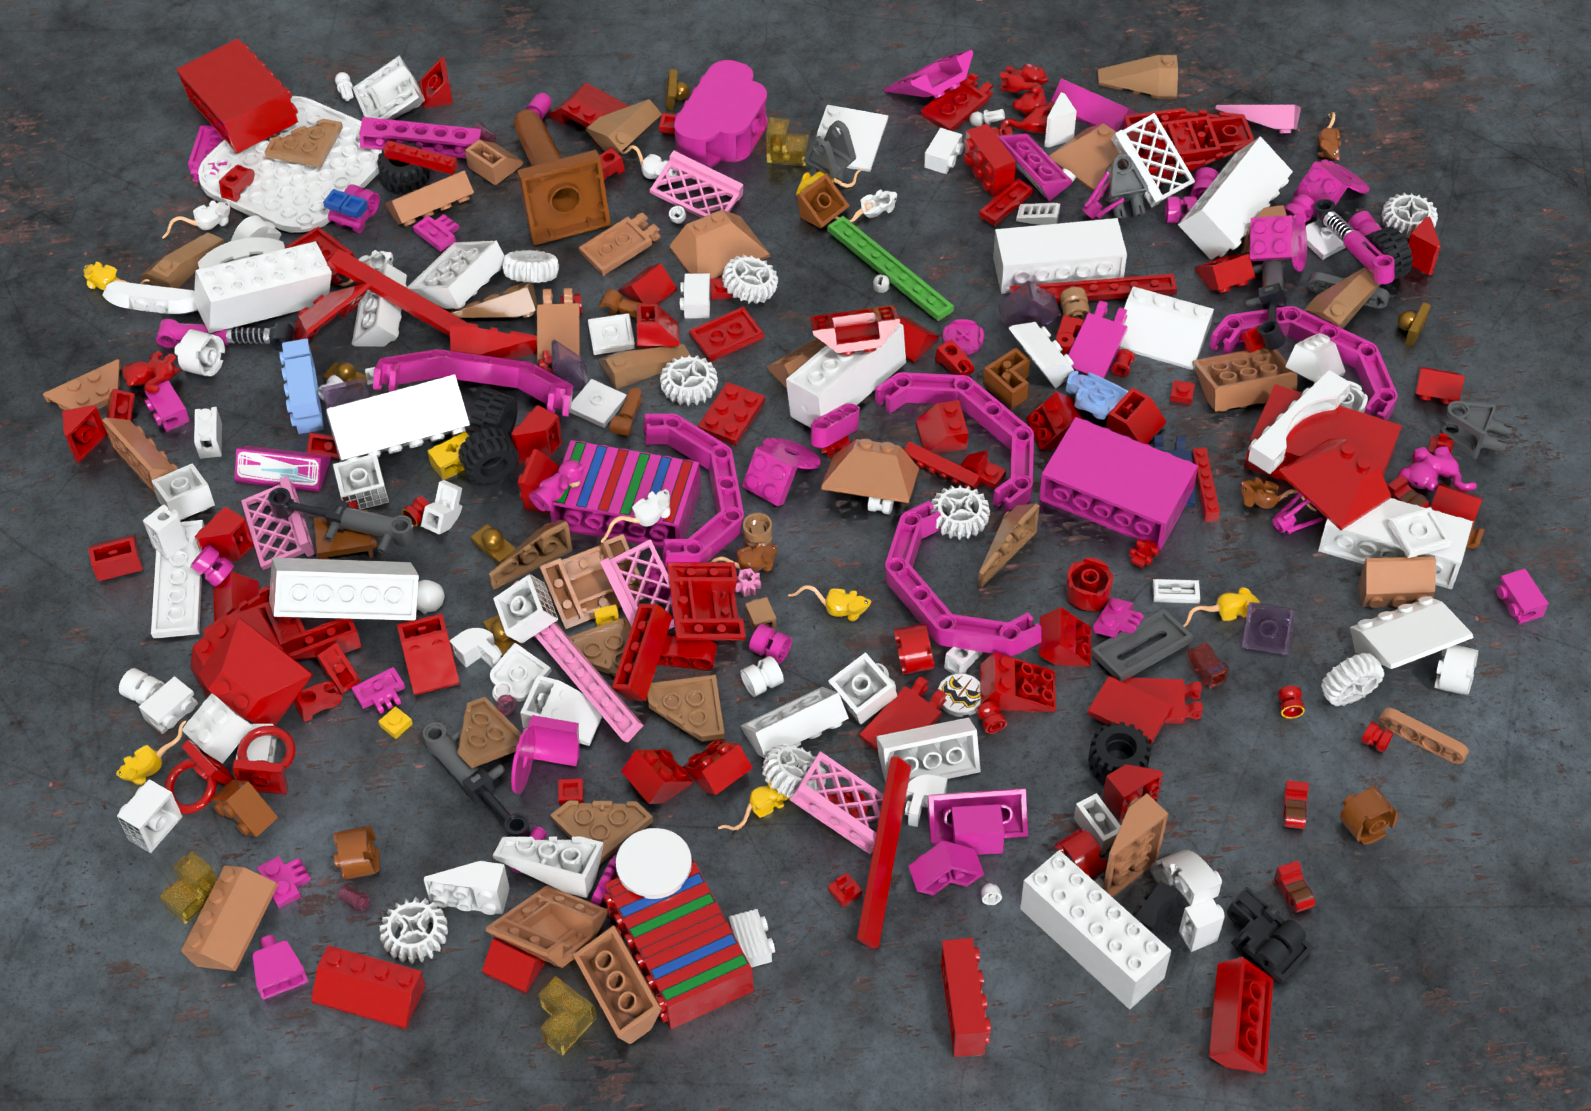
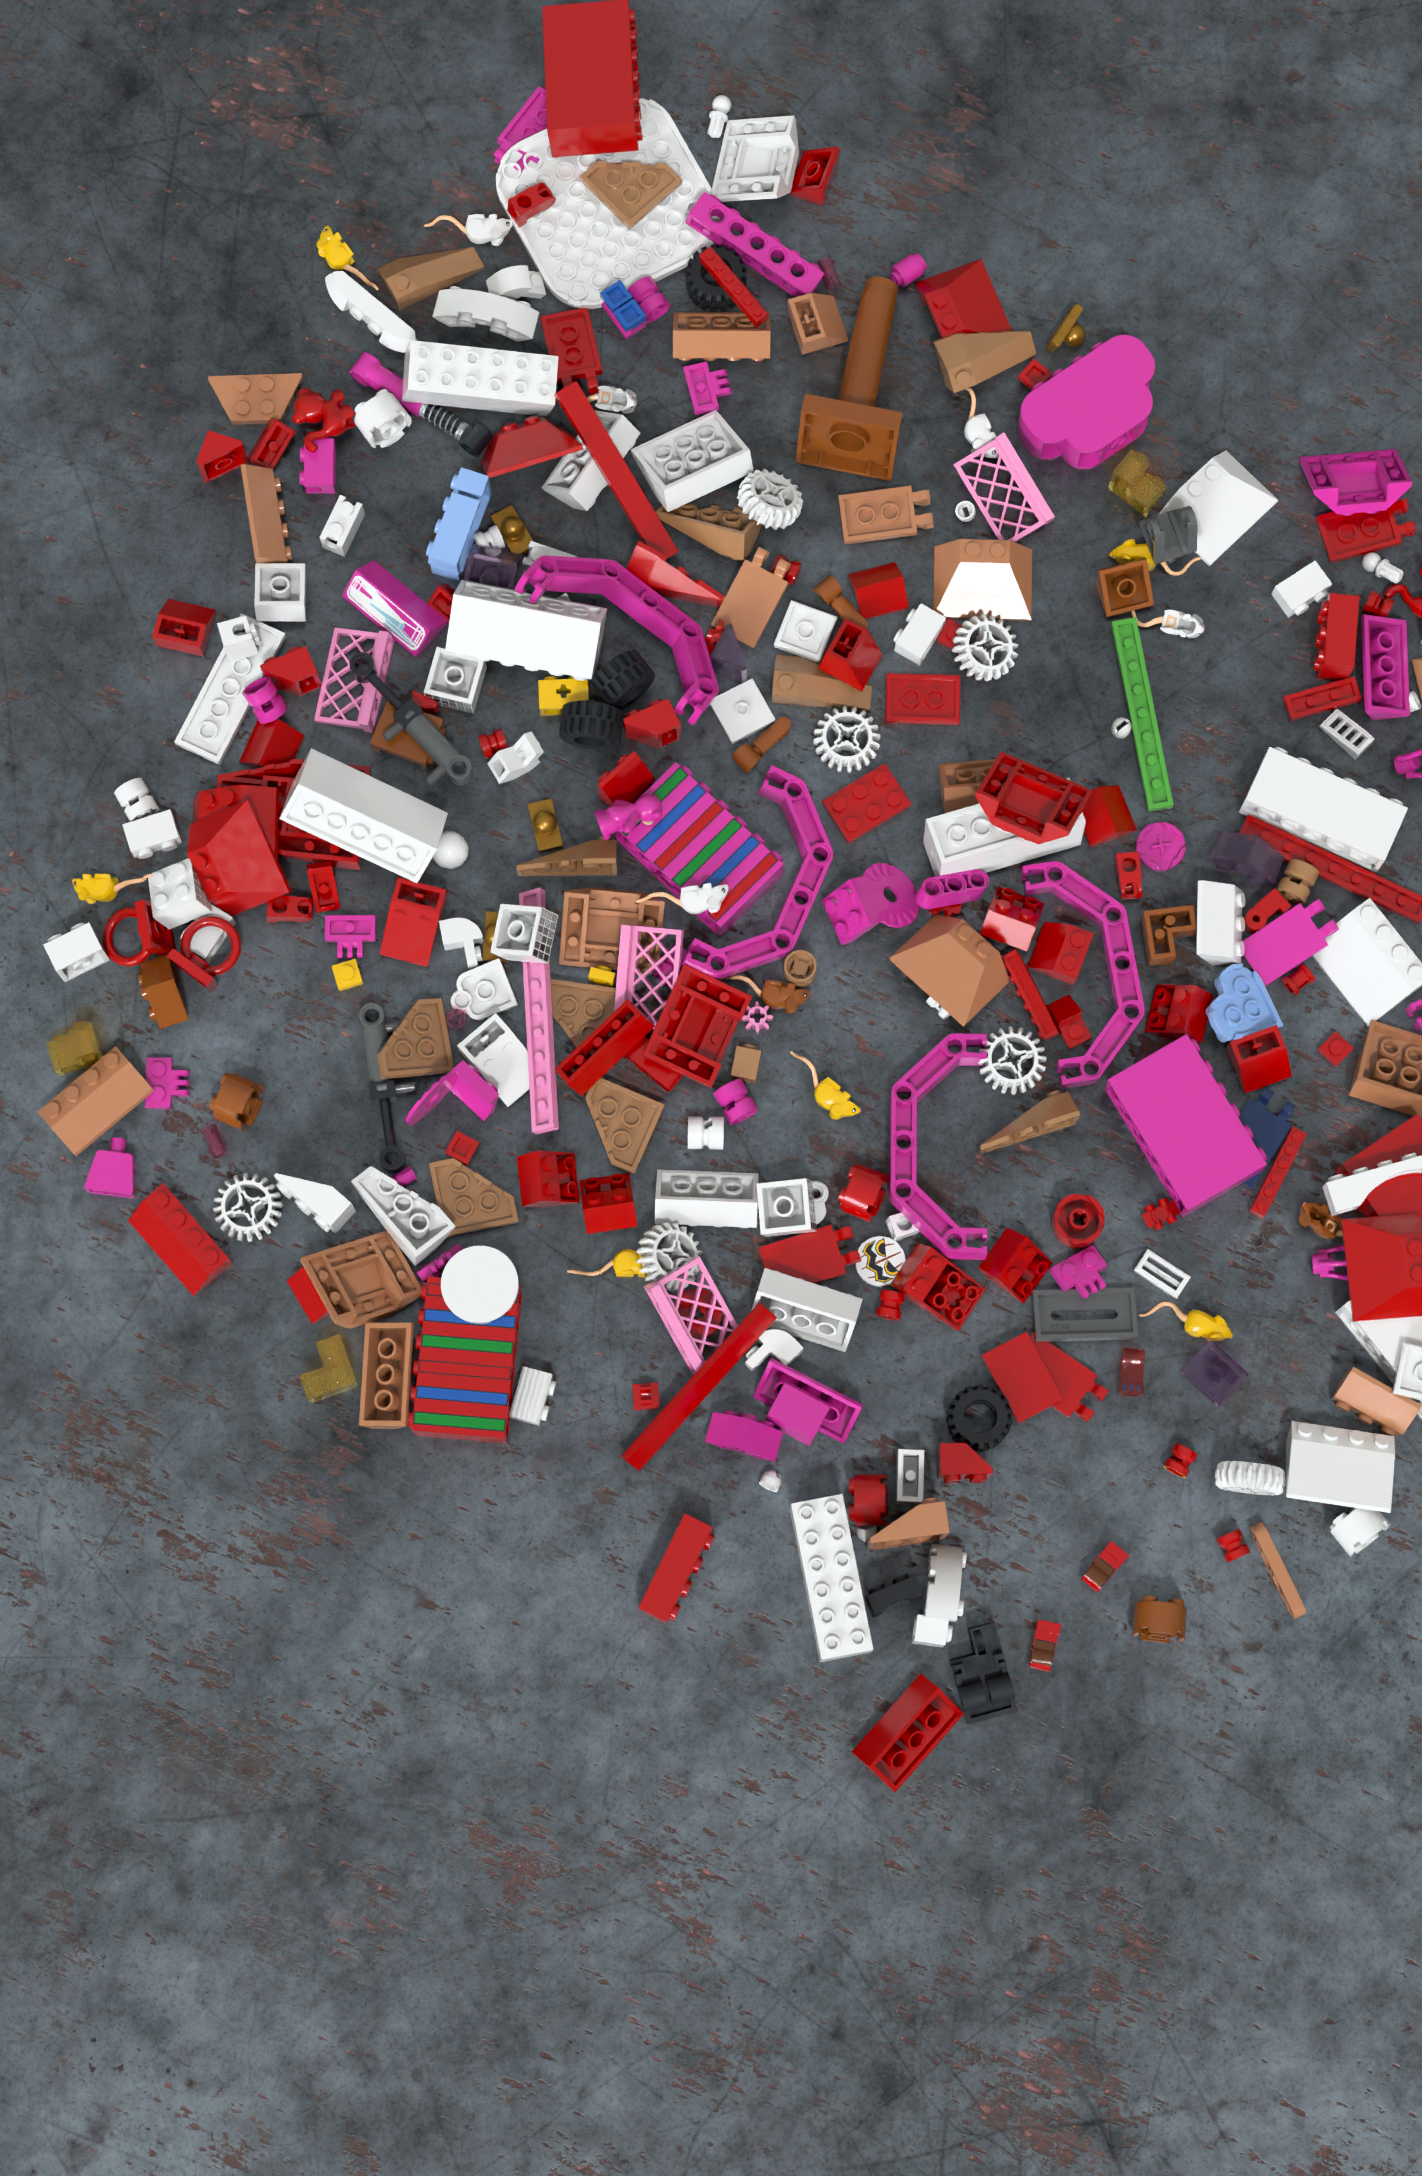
camera: 30 degrees right, 25 degrees up
(611, 163) = (927, 398): red leg -> none
(892, 426) = (1012, 918): none -> red slope

